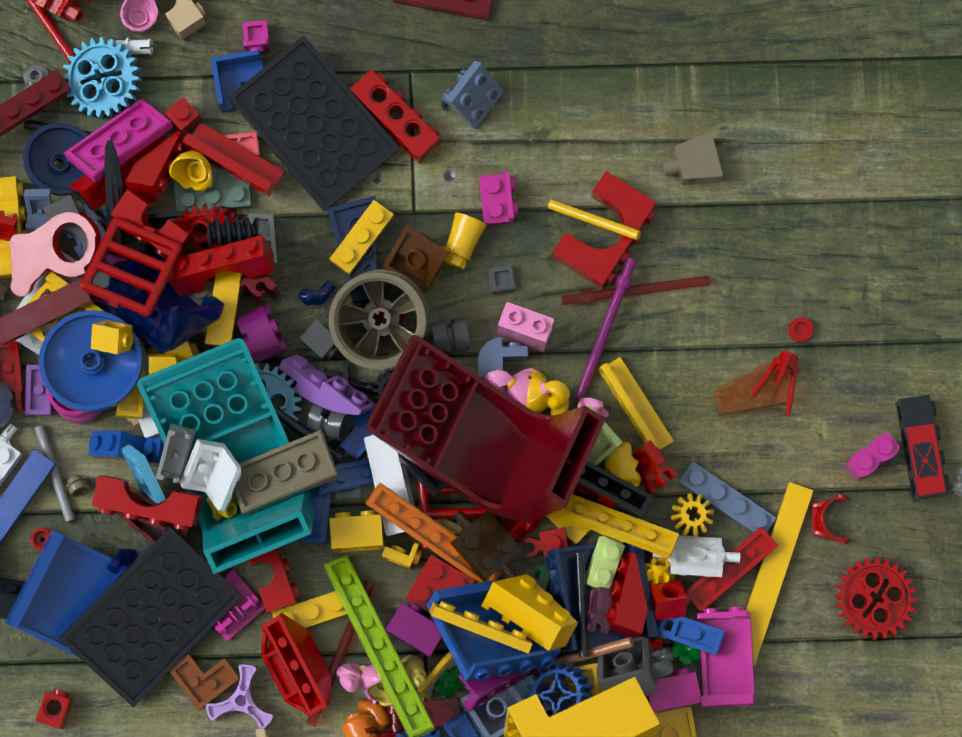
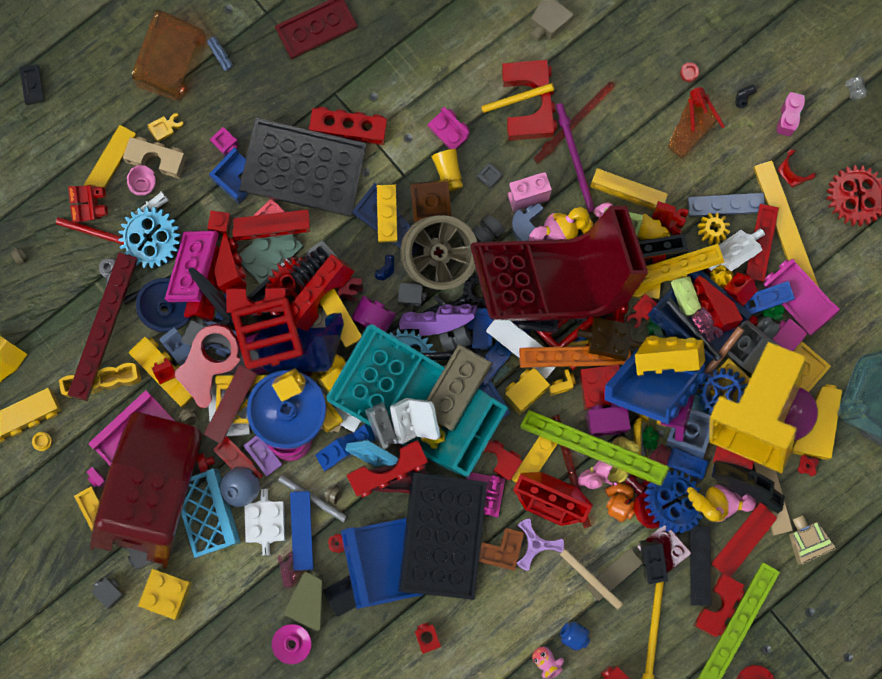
camera: 35 degrees left, 0 degrees up
(122, 557) = (395, 515): clear blue arm -> none
(192, 171) = (253, 250): yellow hair -> none
(471, 622) = (641, 387): yellow plate -> none
(473, 94) = (386, 77): sand blue plate -> none
(837, 398) = (742, 96): none -> black arm
(922, 448) = (814, 87): black brick -> none

